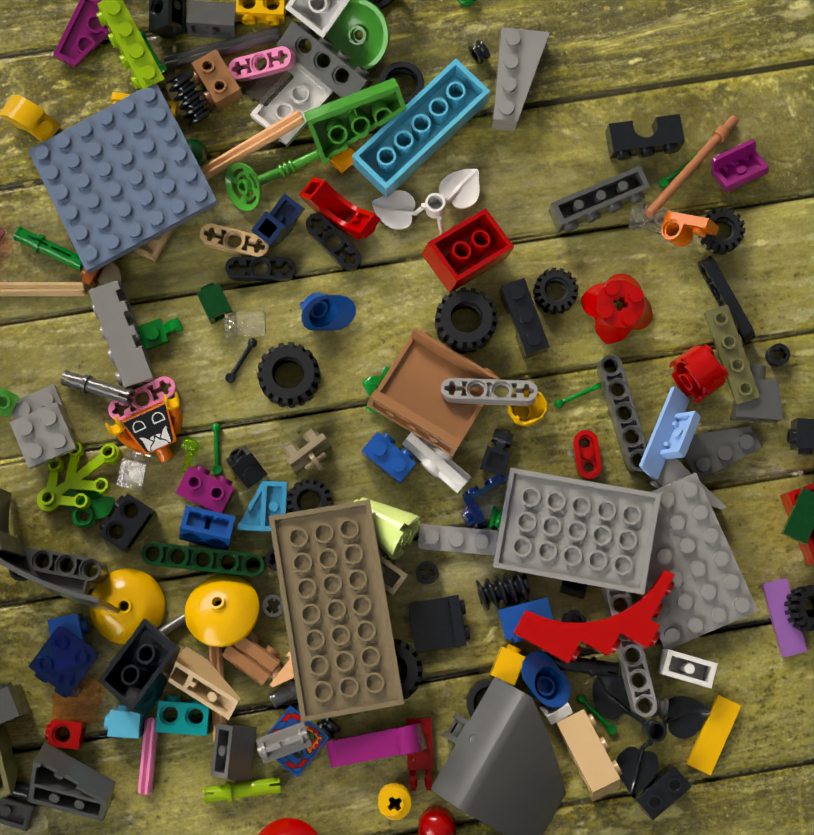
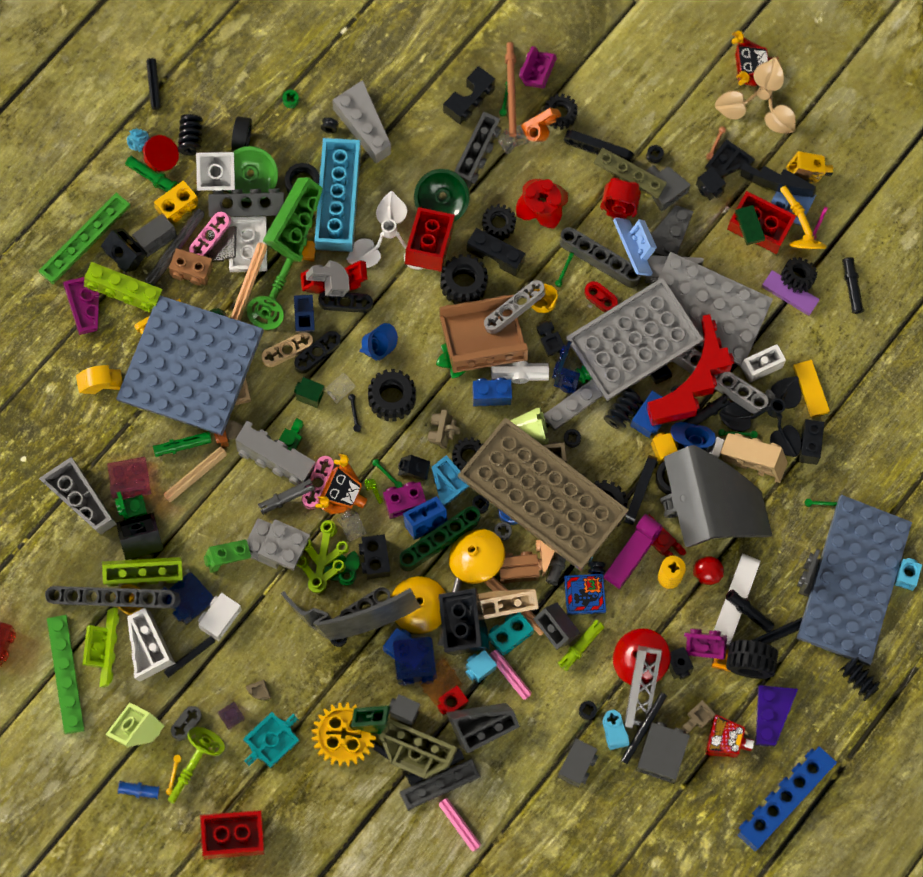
camera: 40 degrees left, 10 degrees down
(189, 97) = (186, 288): black piece -> none
(283, 742) = (580, 596): light grey hinge -> none
(336, 209) = (333, 276): none -> light grey brick
(438, 623) = (606, 457): black bracket -> none
(445, 686) = (641, 489): none -> black beam
(509, 206) = (442, 180): none -> dark green dish

